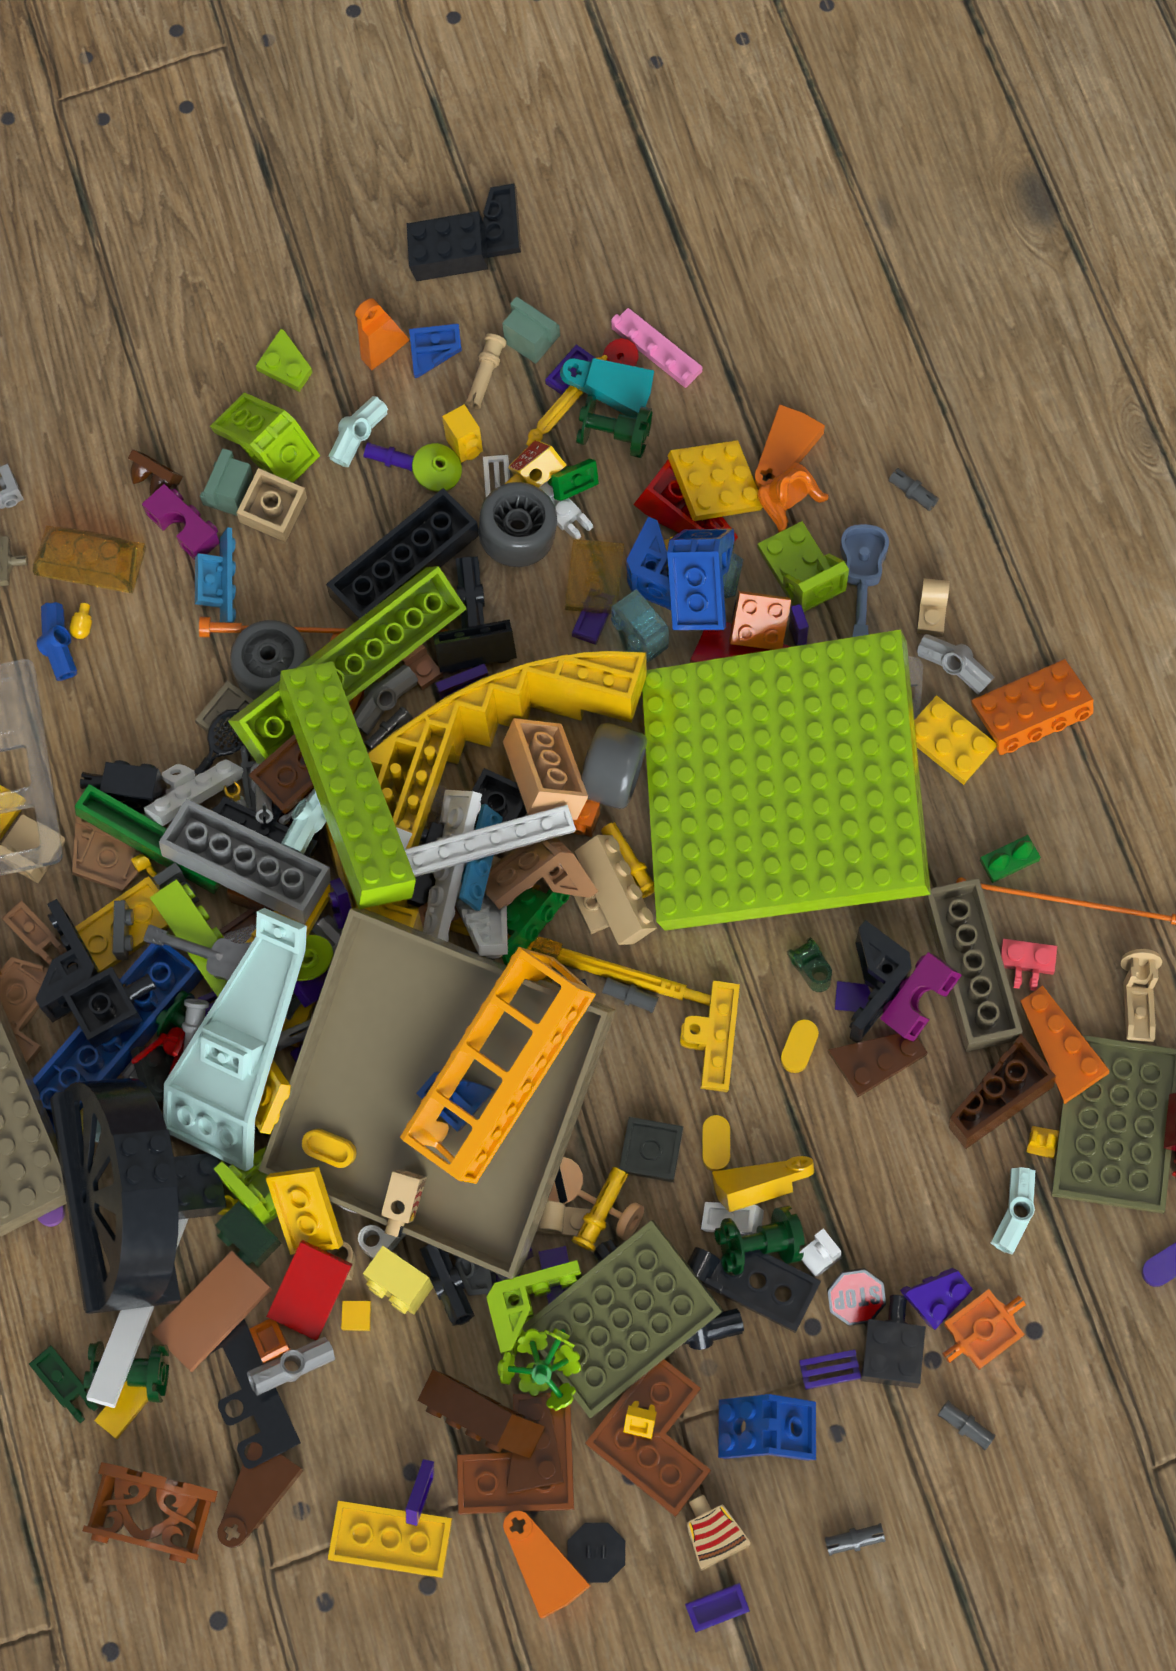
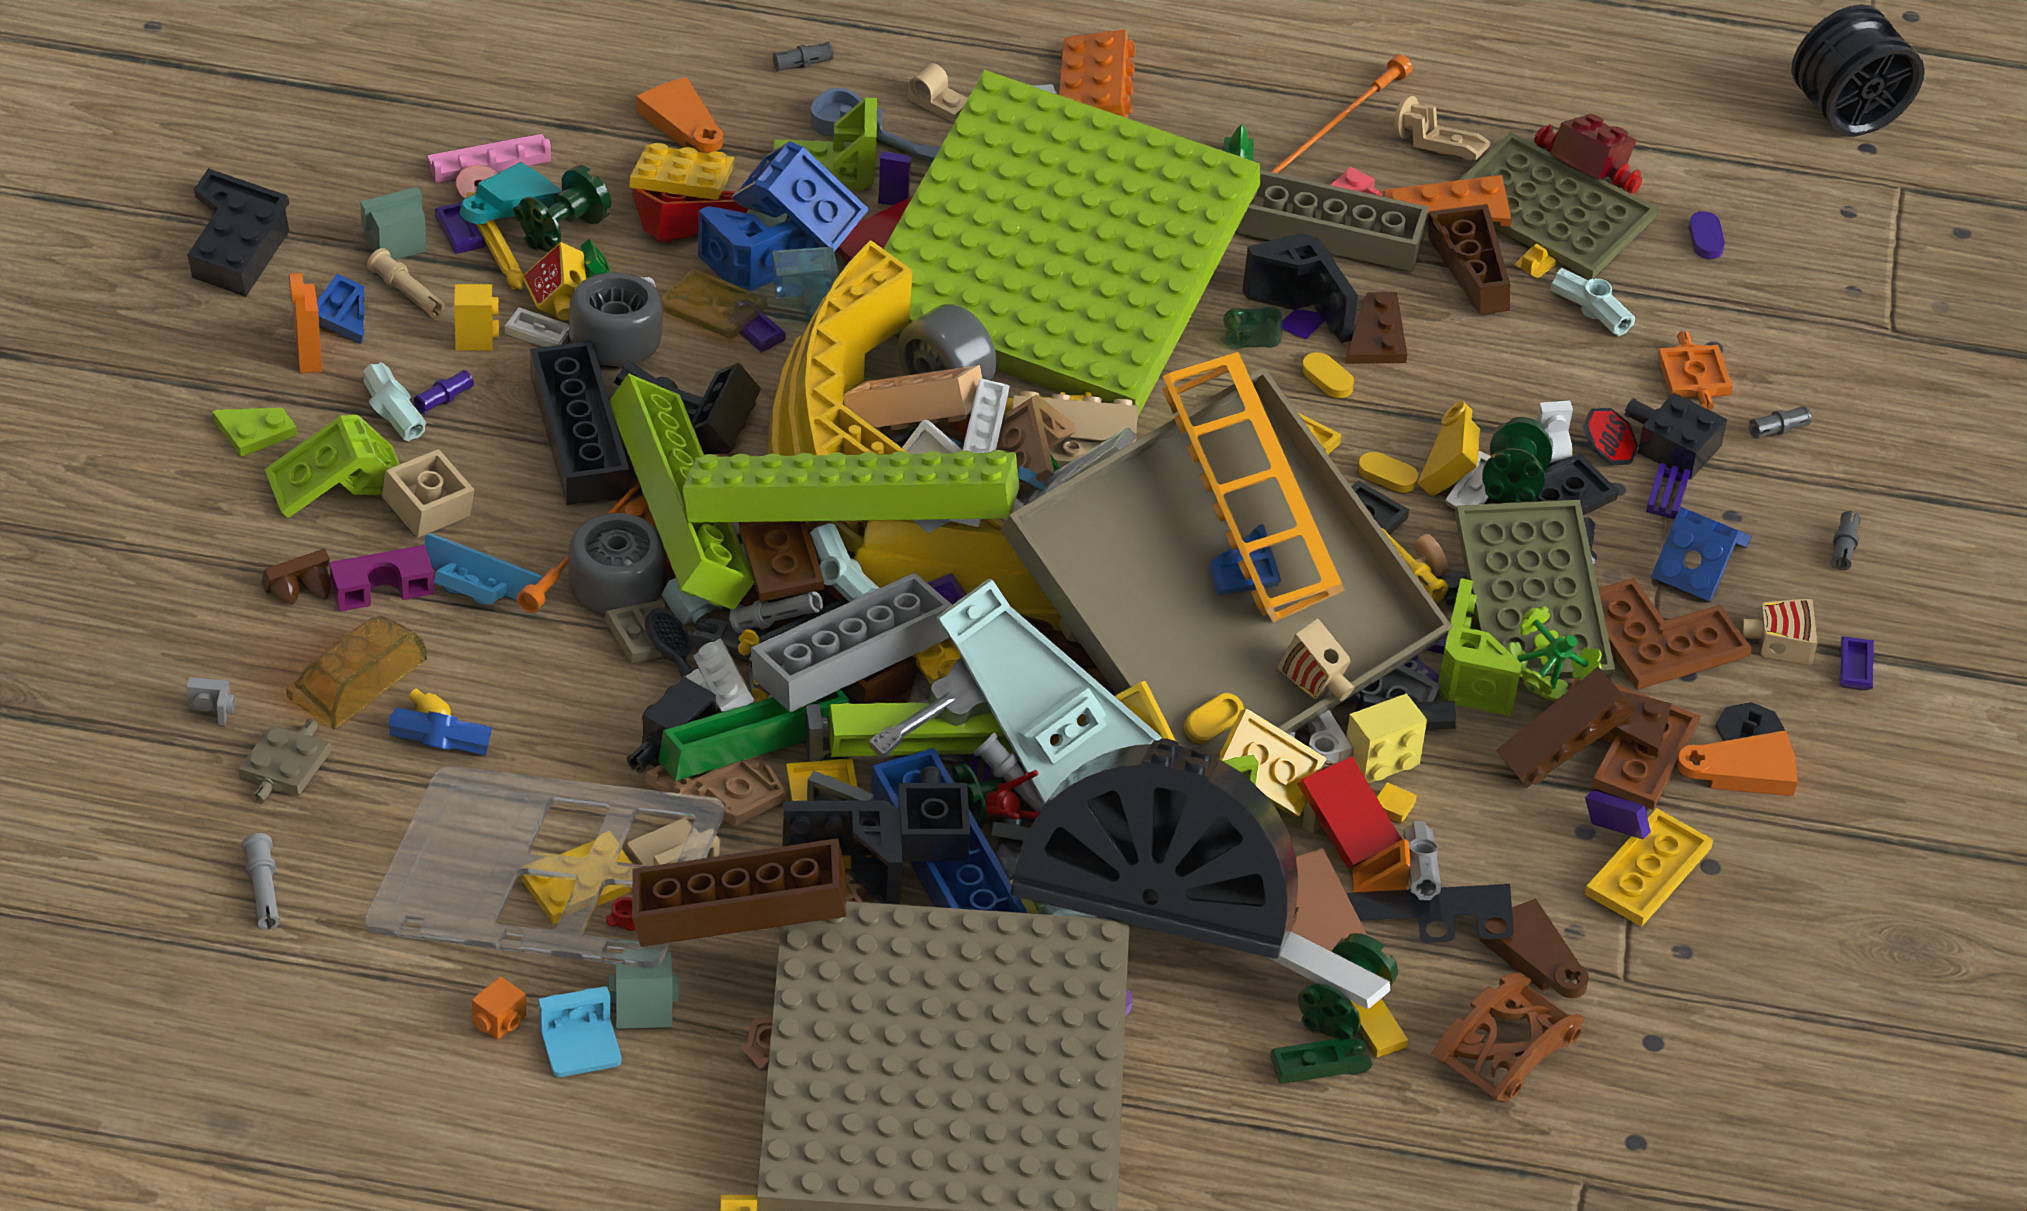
camera: 70 degrees left, 25 degrees down
(142, 862) = (771, 760): yellow hand -> none
(227, 483) = (372, 517): sand green plate -> none
(432, 476) = (487, 362): lime dish -> none
(461, 680) = (755, 432): dark purple tile -> none
(640, 1420) = (1644, 622): yellow tile -> none
(759, 620) = (875, 189): orange plate -> none
(787, 491) = (738, 127): orange hair -> none
(903, 1011) = (1337, 232): magenta arch -> none
(938, 1296) = (1645, 382): dark purple wing -> none

